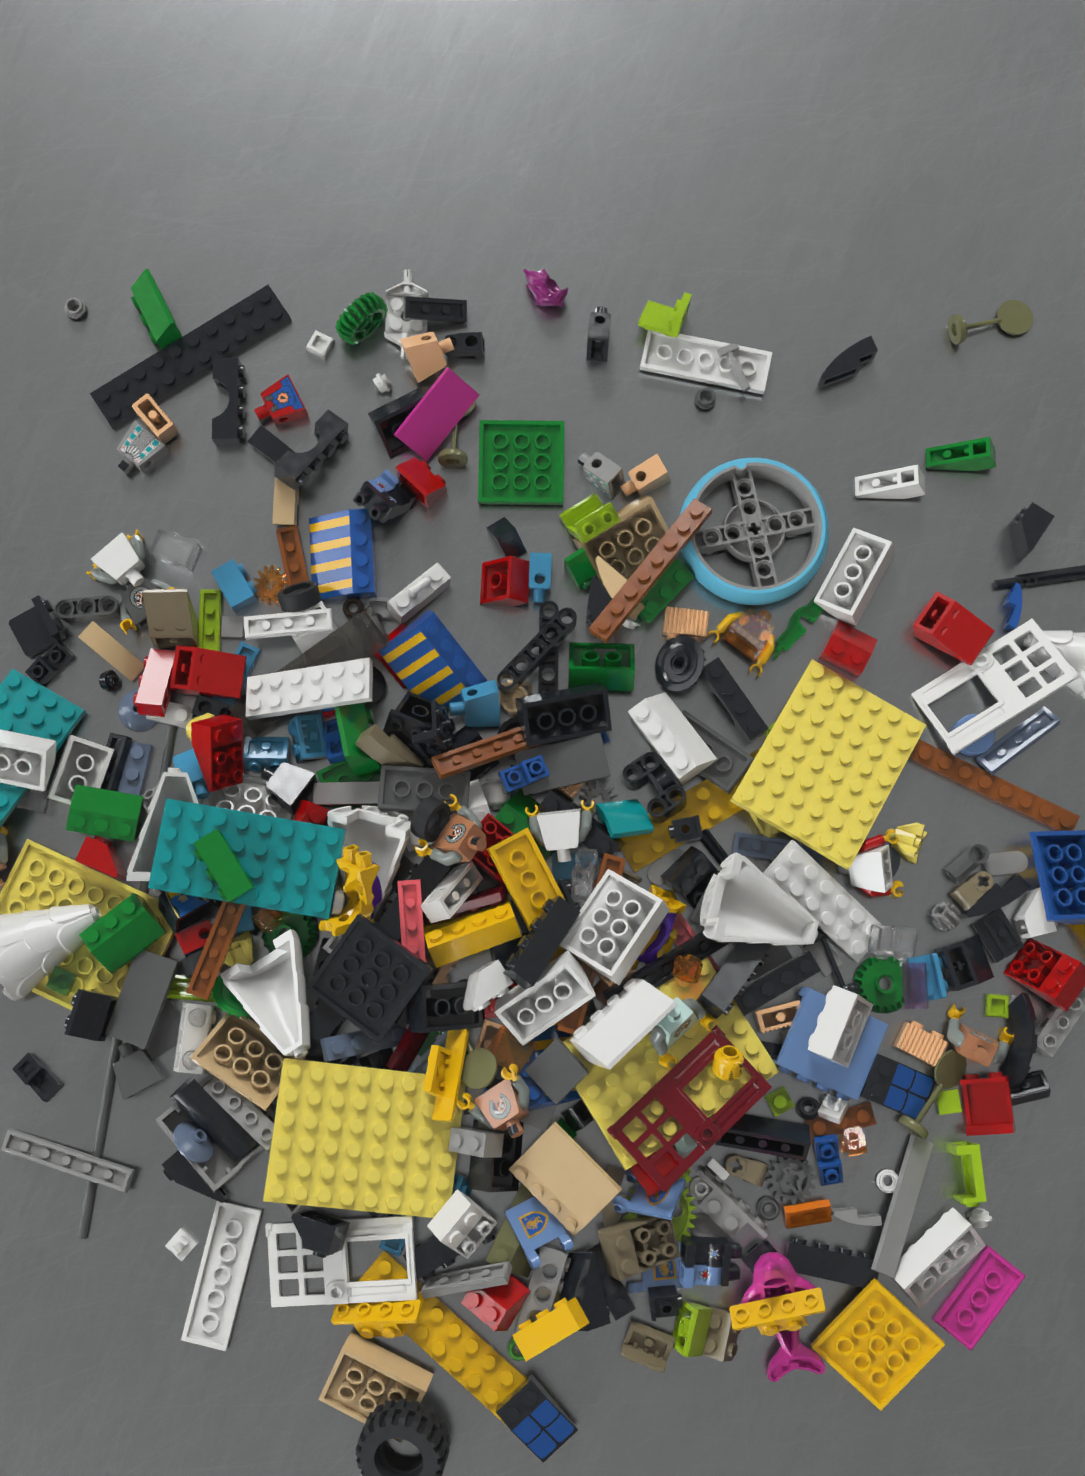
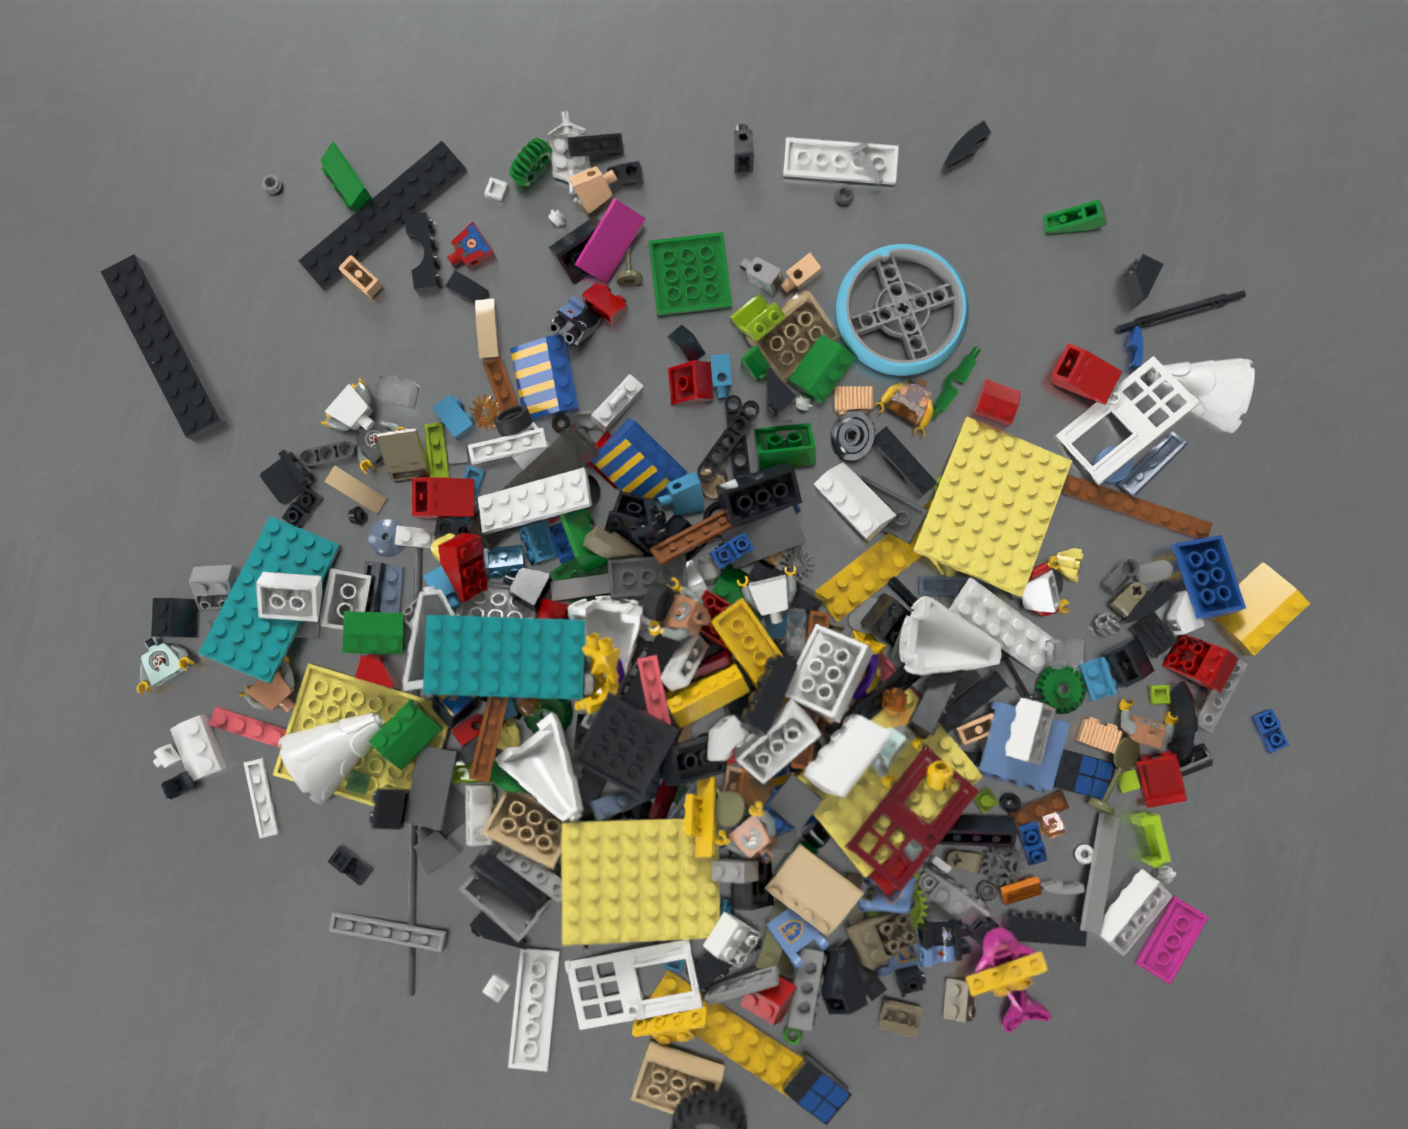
camera: 10 degrees left, 5 degrees up
(140, 449) = (351, 305): torso -> none
(154, 683) = (398, 513): brick -> none
(193, 1142) = (494, 903): sand blue dish -> none
(223, 866) = (485, 667): green brick -> none
(296, 467) = (492, 305): black arch -> none
(320, 1232) = (613, 963): black slope -> none
(544, 288) = (689, 113): magenta hair -> none
(550, 1327) = (818, 1015): yellow brick -> none
(613, 582) = (792, 377): tan slope -> none
(624, 818) = (823, 577): teal slope -> none
(650, 570) = (818, 358): dark orange plate -> none
(662, 779) = (852, 540): black beam -> none
(665, 318) = (800, 127): lime bracket -> none
(691, 1328) = (935, 999): lime slope -> none
(694, 833) = (885, 580): black brick -> none
(833, 1109) = (1032, 800): white tile -> none
(855, 576) = (995, 338): white slope -> none
(877, 1344) = (1092, 990): yellow plate -> none
(891, 484) = (1016, 252): white slope -> none
(915, 985) = (1089, 687): clear purple plate -> none
(1012, 317) = (1105, 86): olive piece -> none

